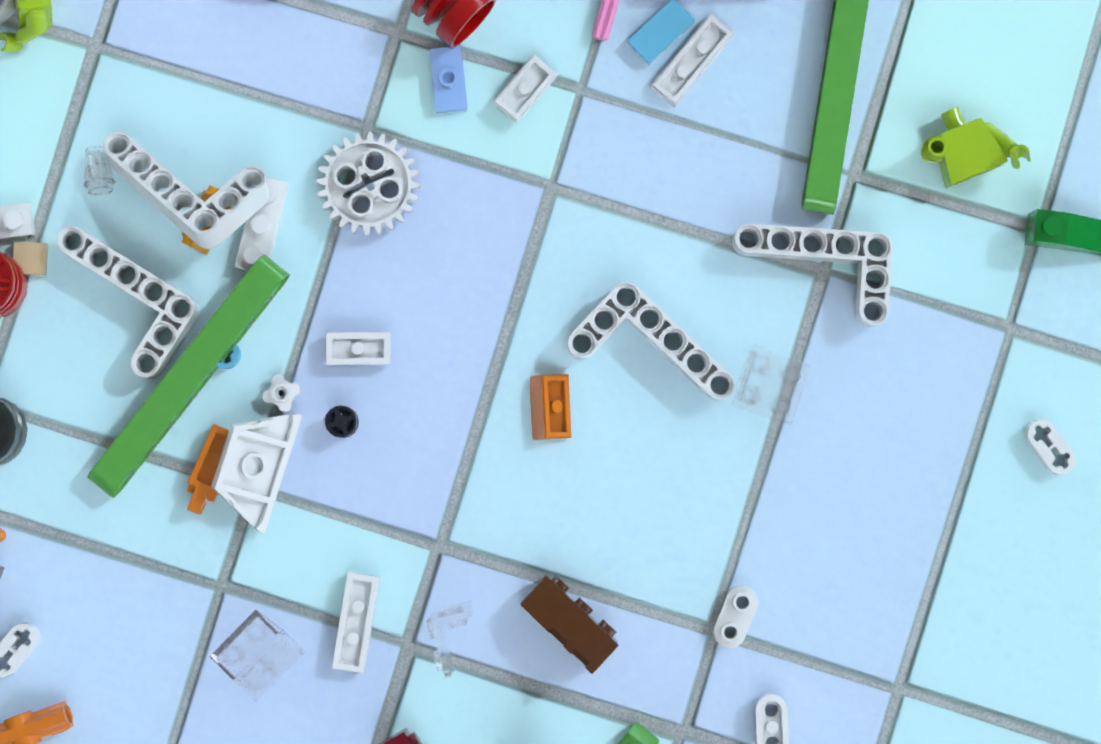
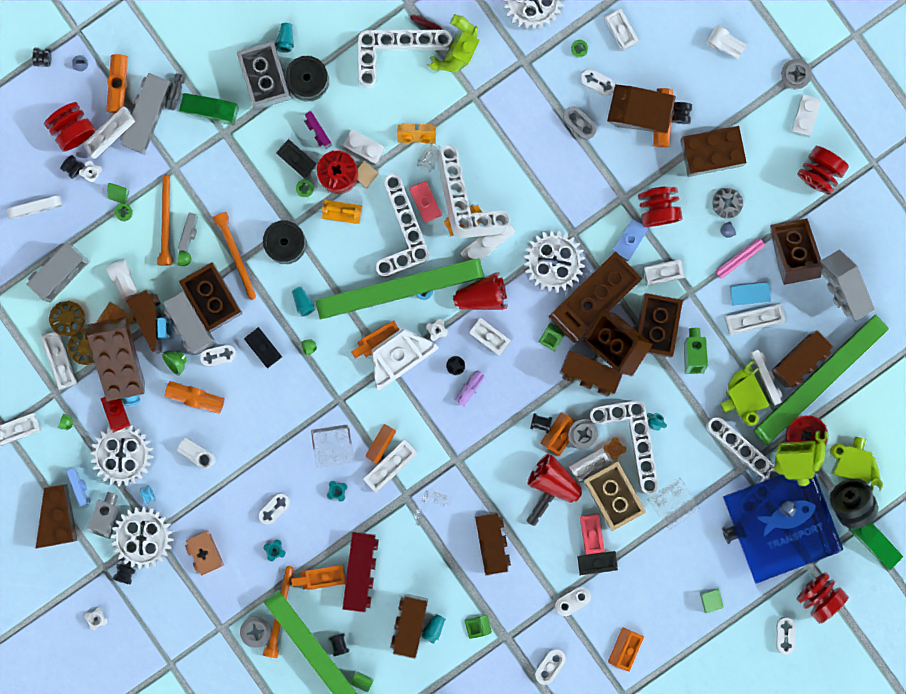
camera: 40 degrees right, 0 degrees up
(34, 332) = (341, 211): none -> light orange hinge
(46, 161) = (426, 134): none -> light orange hinge
(65, 593) = (263, 347): none -> black plate
(73, 492) = (302, 302): none -> teal cone
(126, 545) = (309, 346): none -> bright green hinge
(137, 234) = (425, 202): none -> coral plate
(306, 299) = (482, 295): none -> red cone
(307, 719) = (333, 495): none -> teal plate
(321, 602) = (380, 443): none -> orange slope
(383, 437) = (470, 388): none -> lavender axle
(442, 286) = (551, 337): none -> bright green slope
(463, 175) = (601, 290): none -> reddish brown hinge
(513, 411) = (541, 423): none -> black bush
(529, 295) = (590, 373): none -> reddish brown brick
(533, 227) = (617, 343): none -> reddish brown brick
(570, 163) = (660, 323): none -> reddish brown brick
(589, 393) = (590, 430): none -> light grey gear
(589, 474) = (554, 480): none -> red cone
(598, 525) = (539, 509): none -> dark grey axle
(620, 418) = (589, 465): none -> white plate
(645, 366) = (609, 449): none -> clear orange plate
(655, 170) = (695, 360): none -> bright green torso
(664, 293) = (656, 421): none -> teal plate
(684, 434) = (614, 496): none -> tan brick
(693, 507) = (592, 534): none -> coral plate
(729, 540) = (597, 563): none -> pearl dark grey plate
(756, 170) = (745, 395): none -> lime torso
(765, 125) = (766, 377): none -> white plate
(795, 64) = (802, 359): none -> reddish brown brick
(853, 626) = (625, 649): none -> orange slope
(878, 363) = (729, 534): none -> black bush
(894, 197) = (800, 459): none -> lime torso
(895, 154) = (807, 424): none -> red wheel
(918, 475) = (711, 601): none -> bright green slope
(928, 276) = (788, 509): none -> sand blue hinge
(934, 300) = (774, 540): none -> clear blue door
(1008, 202) = (854, 503): none -> pearl dark grey wheel
(1062, 359) = (826, 601): none -> red wheel

